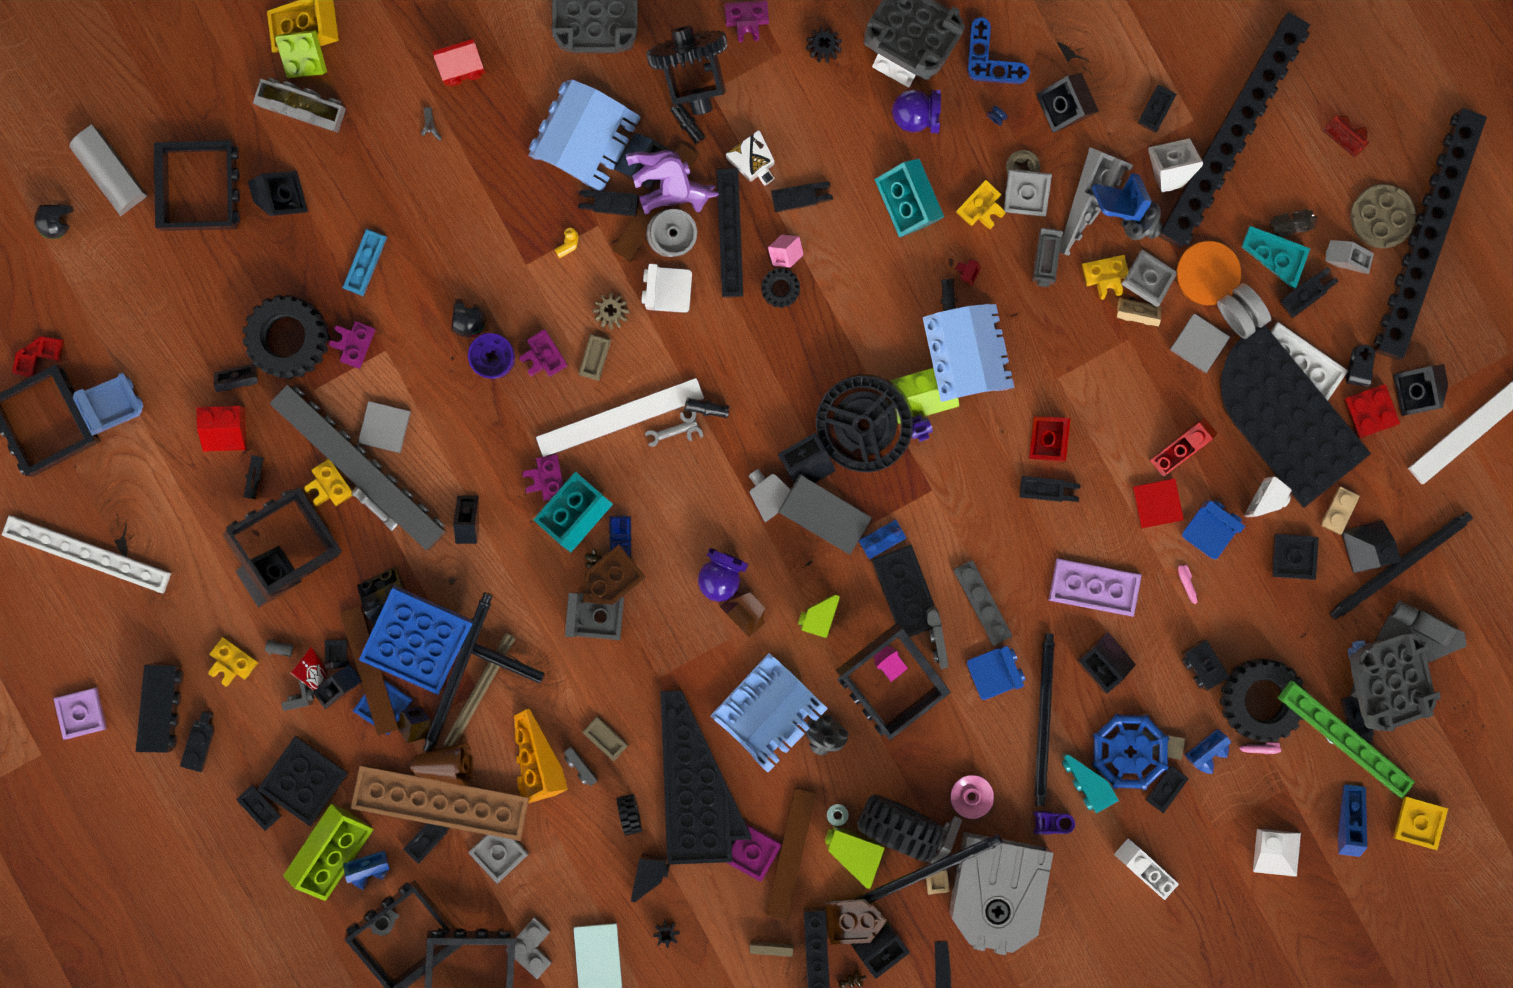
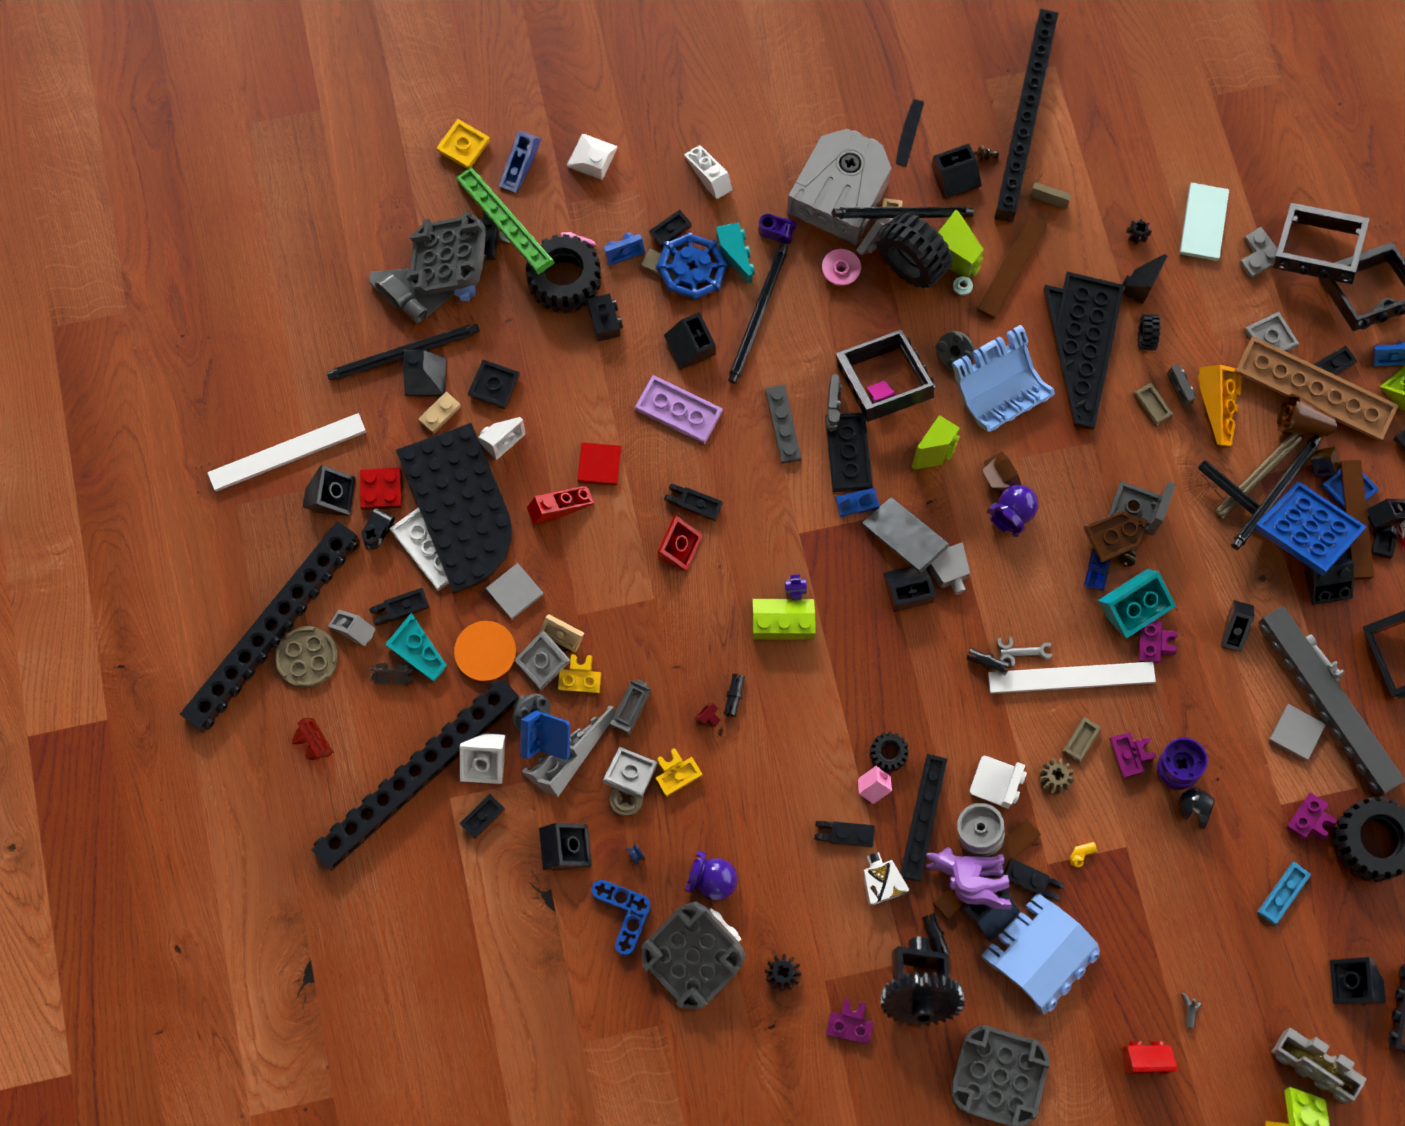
camera: 165 degrees left, 15 degrees down
(328, 484) = (1362, 693): yellow plate -> none
(754, 855) = (1043, 272): magenta tile -> none
(853, 921) = (974, 196): reddish brown tile -> none
(872, 408) = (833, 616): black piece -> none
(909, 197) = (743, 800): teal slope -> none
(967, 351) = (732, 635): light blue hinge -> none
(995, 672) = (789, 362): blue bracket -> none
(1185, 576) = (595, 396): bright pink piece -> none
(1212, 529) = (559, 427): blue bracket -> none
(1244, 311) = (468, 602): light grey wheel -> none

